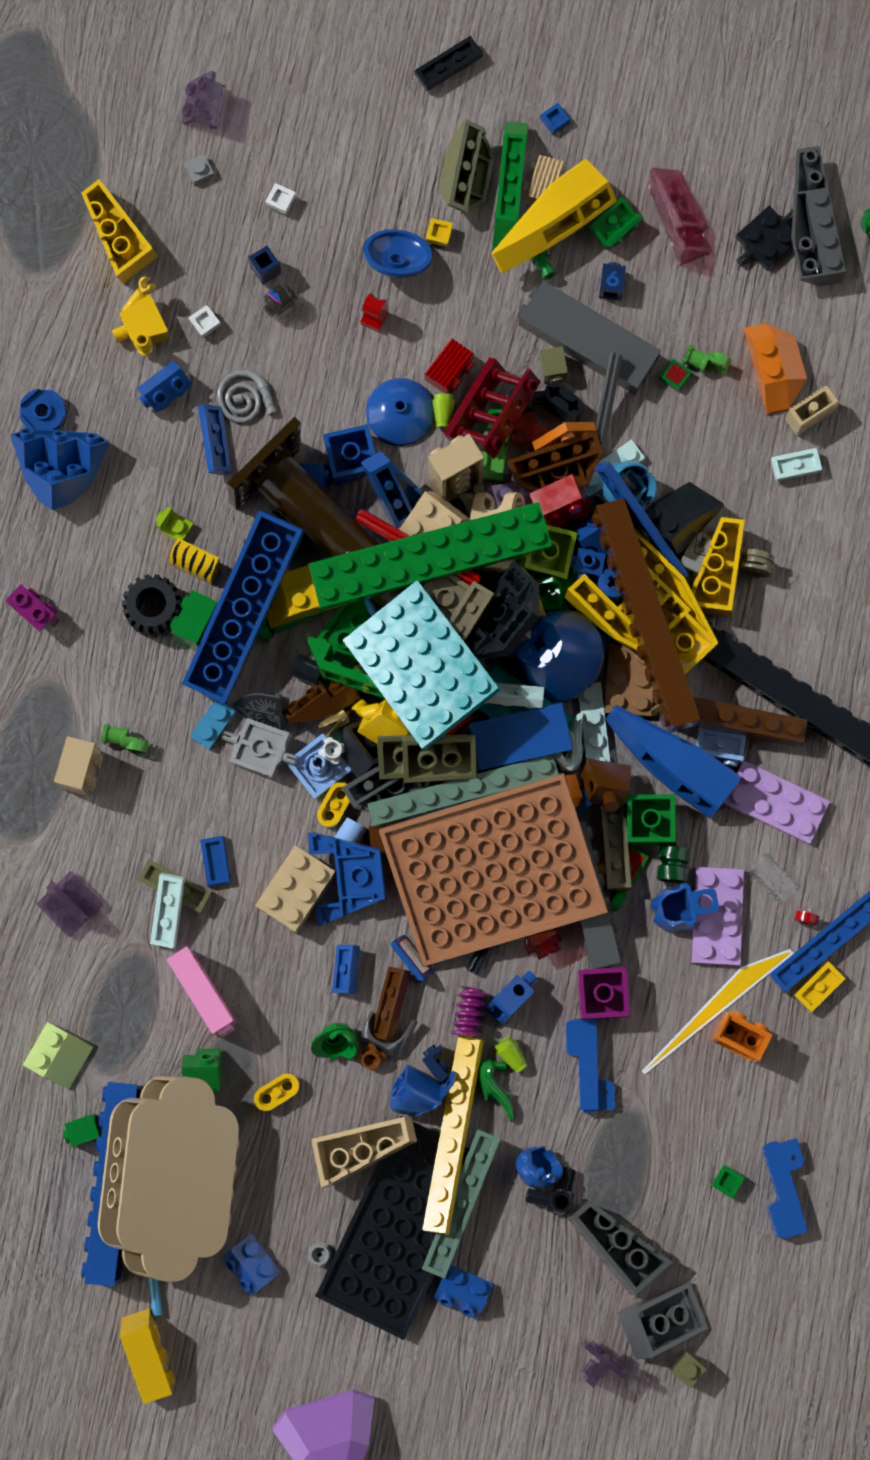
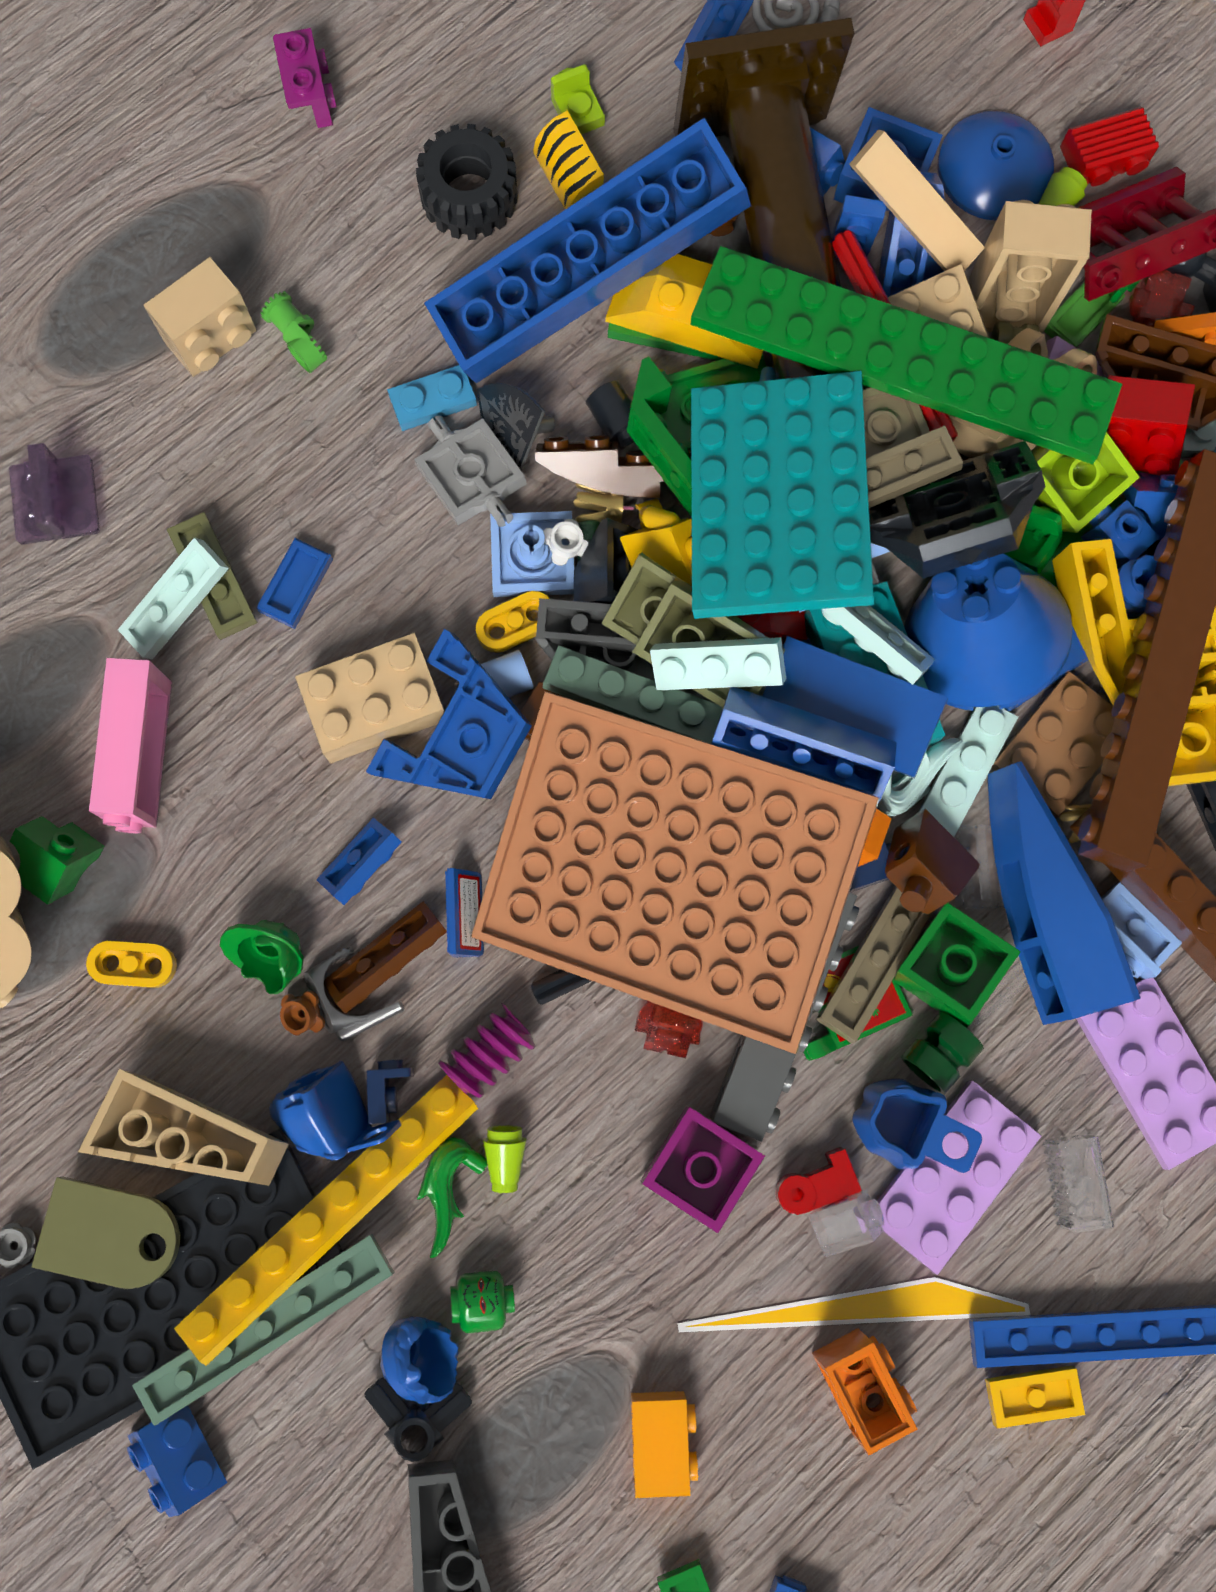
camera: 30 degrees right, 0 degrees up
(193, 620) = (502, 222): green brick -> none
(266, 632) = (594, 323): green plate -> none
(357, 1217) = (101, 1235): none -> olive tile
(361, 501) = (862, 217): none -> blue plate
(385, 480) = (915, 203): none -> tan tile
(448, 762) = (718, 664): none -> light aqua plate
(507, 1002) = (550, 1080): blue torso -> none
(512, 770) = (805, 742): none -> blue brick
(547, 1123) = (481, 1301): none -> green head
(582, 1042) = (619, 1218): blue piece -> none
(656, 971) = (819, 1187): none -> red leg
(671, 1126) = (661, 1444): none -> light orange brick
(684, 970) = (847, 1223): none -> clear brick
(806, 918) = (1087, 1277): red tile -> none

